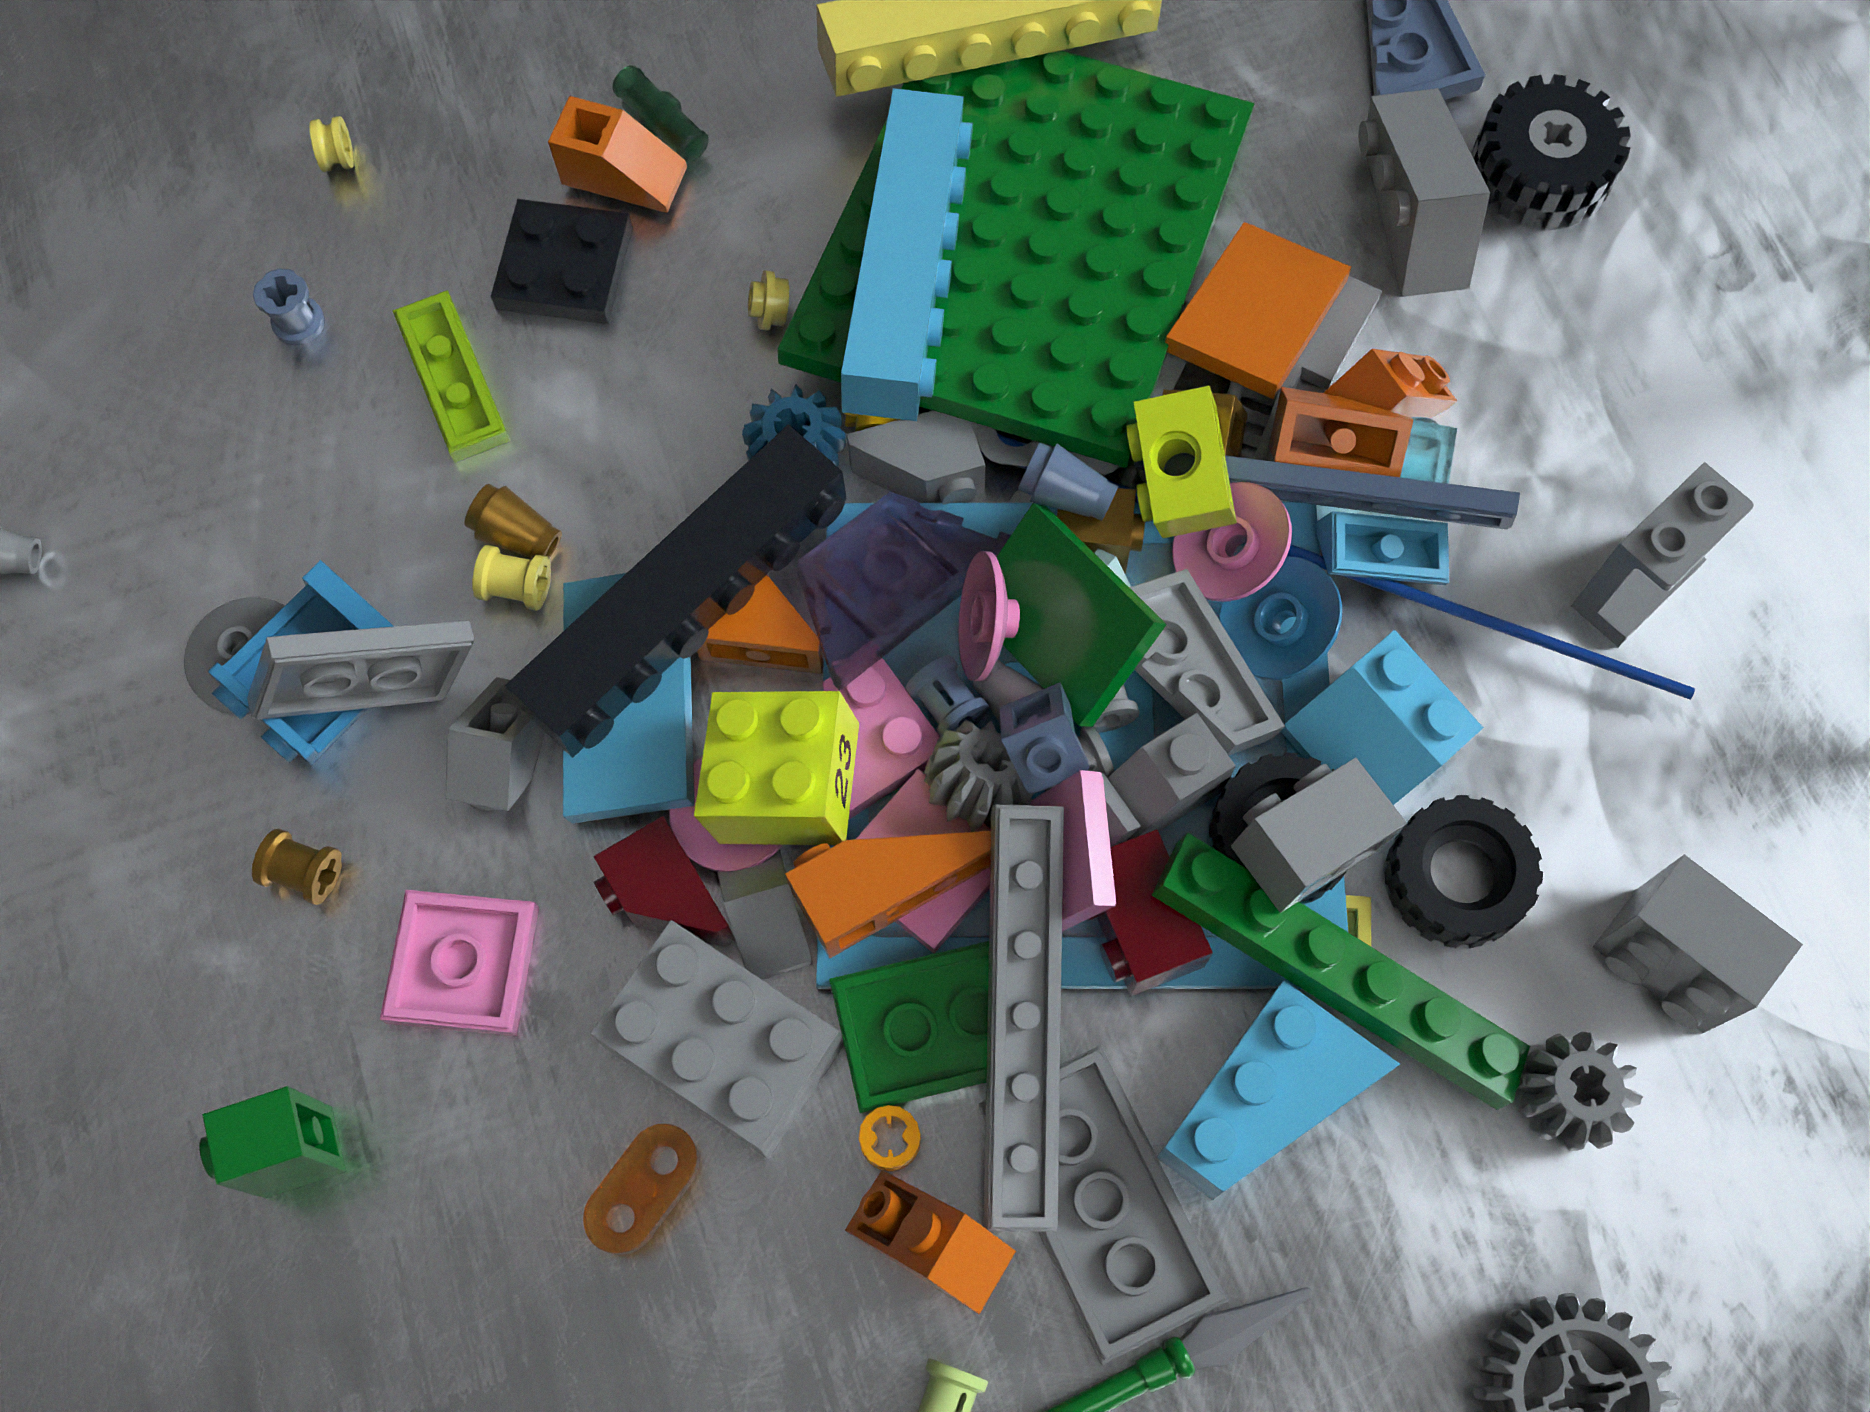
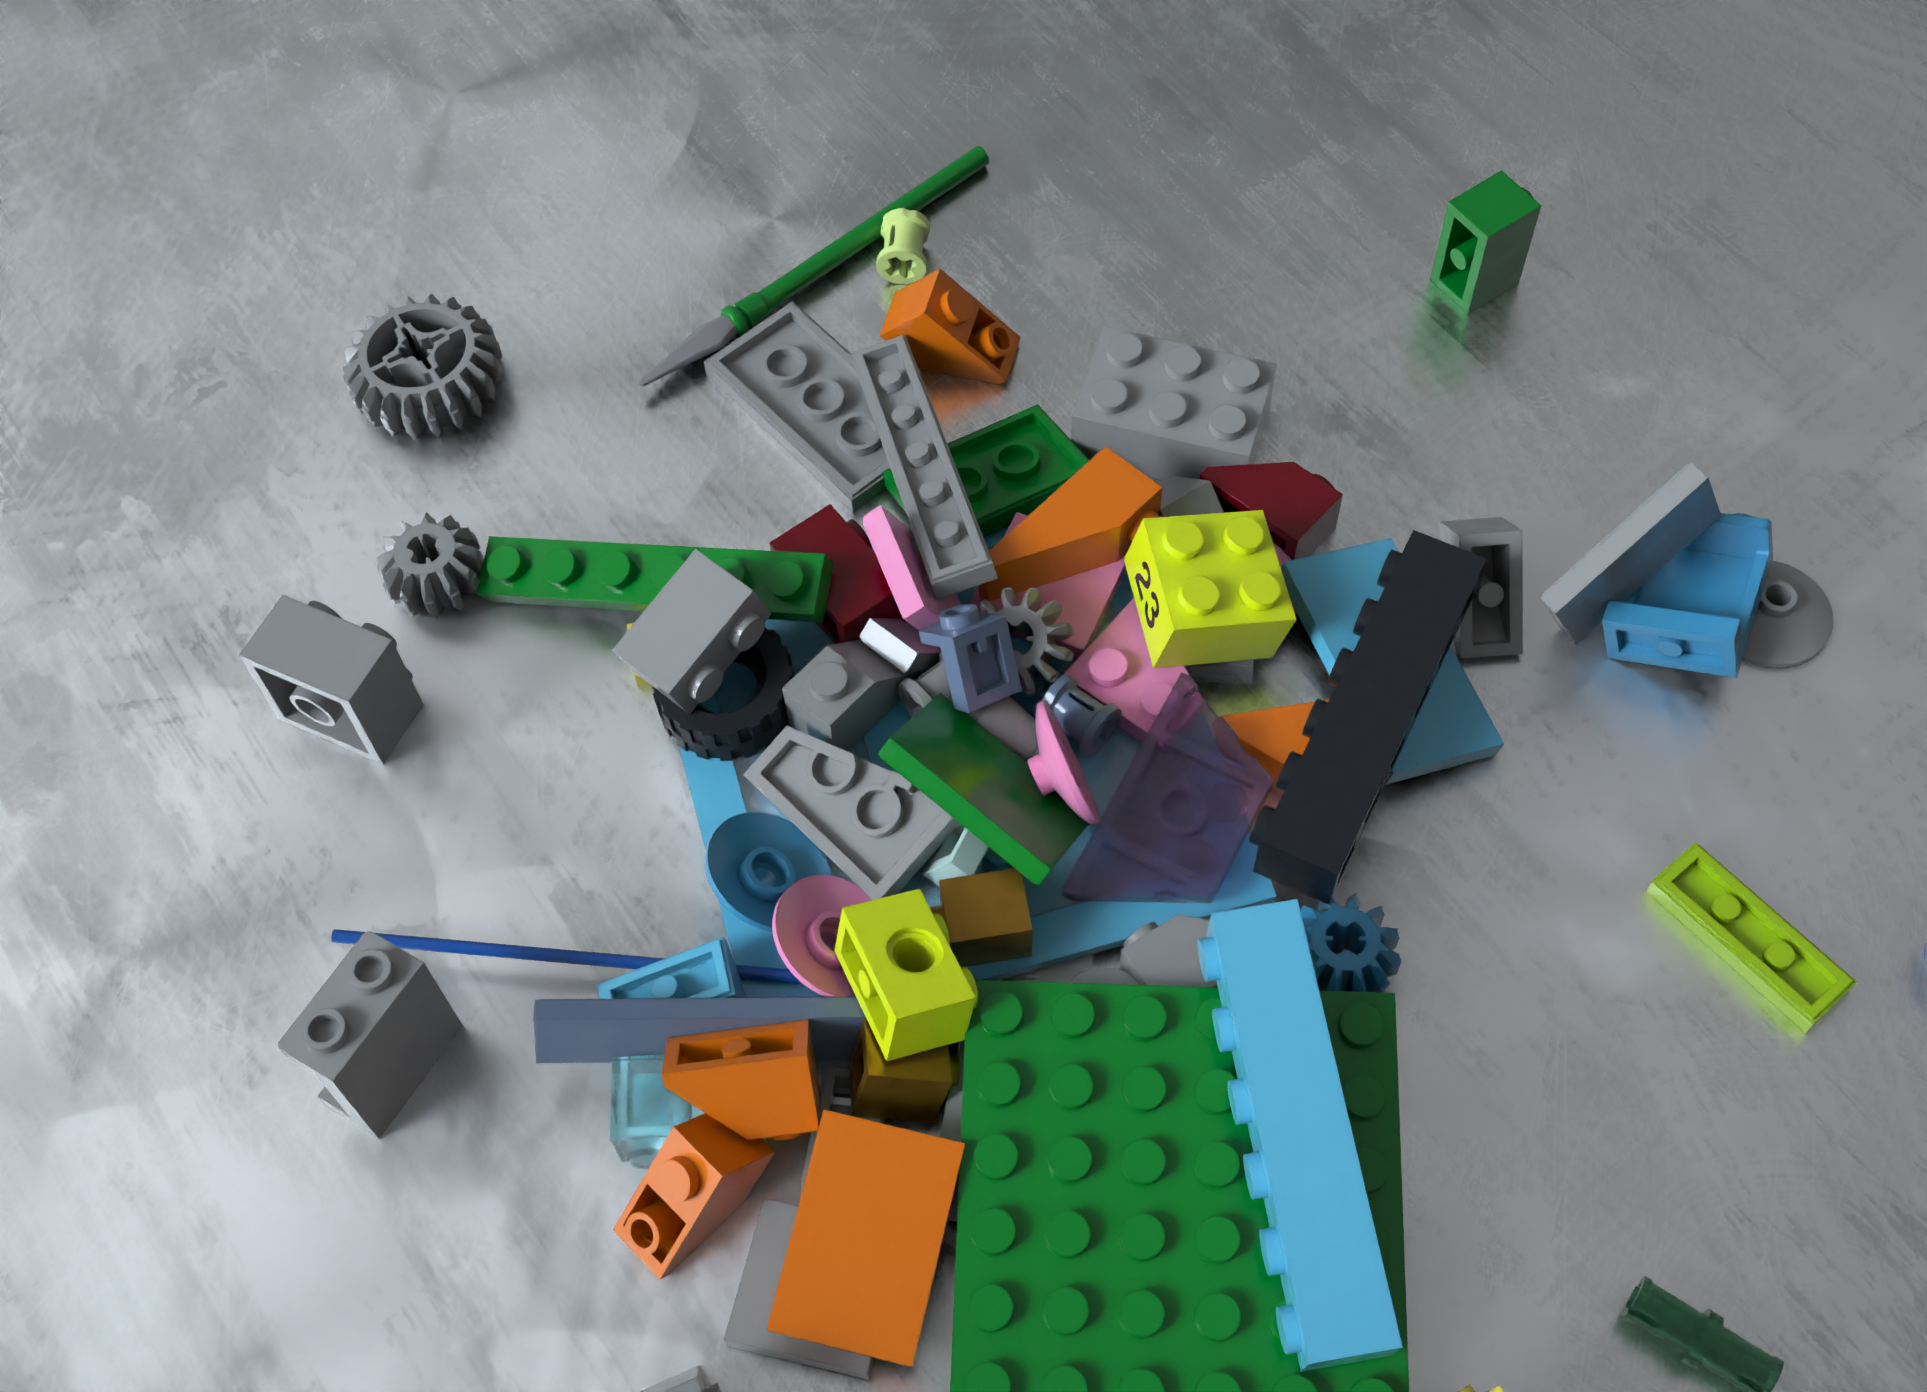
camera: 165 degrees right, 10 degrees down
(296, 866) = (1600, 445): pearl gold bush -> none
(460, 963) = (1421, 426): bright pink tile -> none
(510, 523) = (1587, 784): pearl gold cone -> none
(511, 577) = (1557, 731): light yellow bush -> none
(562, 261) = (1709, 1109): black plate -> none
(614, 156) = (1716, 1234): orange slope -> none
(639, 1186) = (1182, 314): clear orange plate -> none
(769, 300) = (1444, 1110): light yellow plate -> none
(869, 1140) = (1002, 382): light orange bush -> none
(1066, 483) = (1023, 905): sand blue cone -> none
(1272, 1089) = (700, 481): medium azure wedge -> none
(1386, 715) = (648, 806): medium azure slope -> none
(1493, 831) = (541, 672): black tyre -> none

